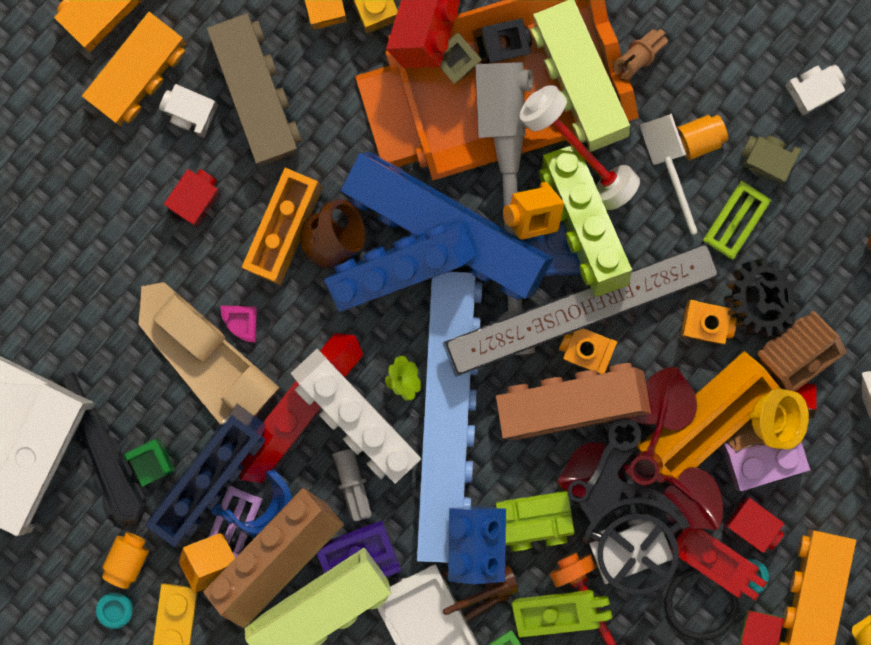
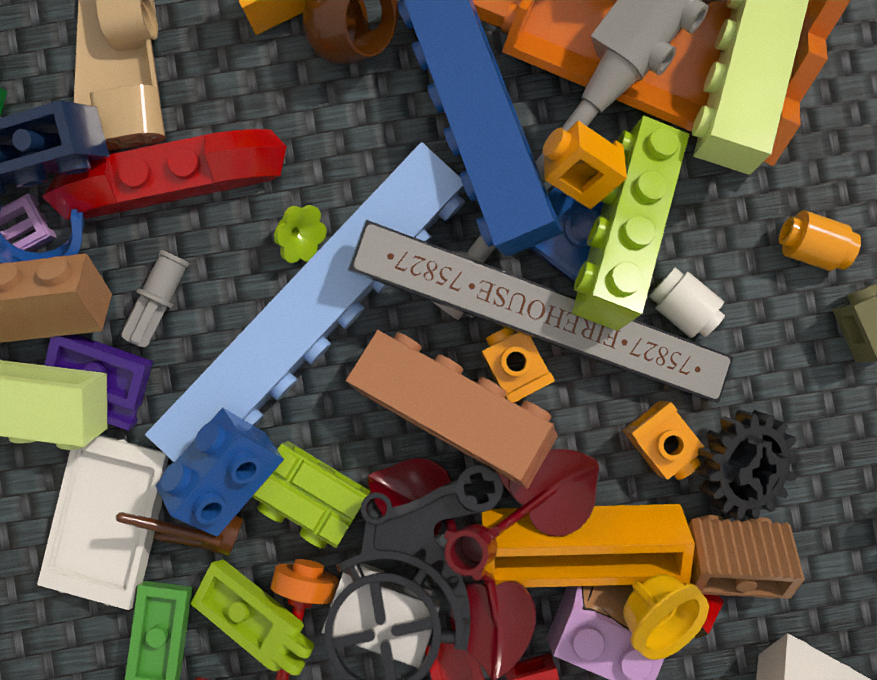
camera: 40 degrees right, 0 degrees up
(241, 321) = (186, 39): dark pink tile -> none
(355, 415) = (206, 223): white brick -> none
(401, 266) = (393, 102): blue brick -> none
(544, 109) = (692, 52): white axle -> none
(640, 53) = (830, 99): medium nougat axle -> none
(655, 234) = (688, 303): none -> white brick
(663, 146) = (773, 216): white piece -> none
(720, 246) = (743, 372): lime tile -> none

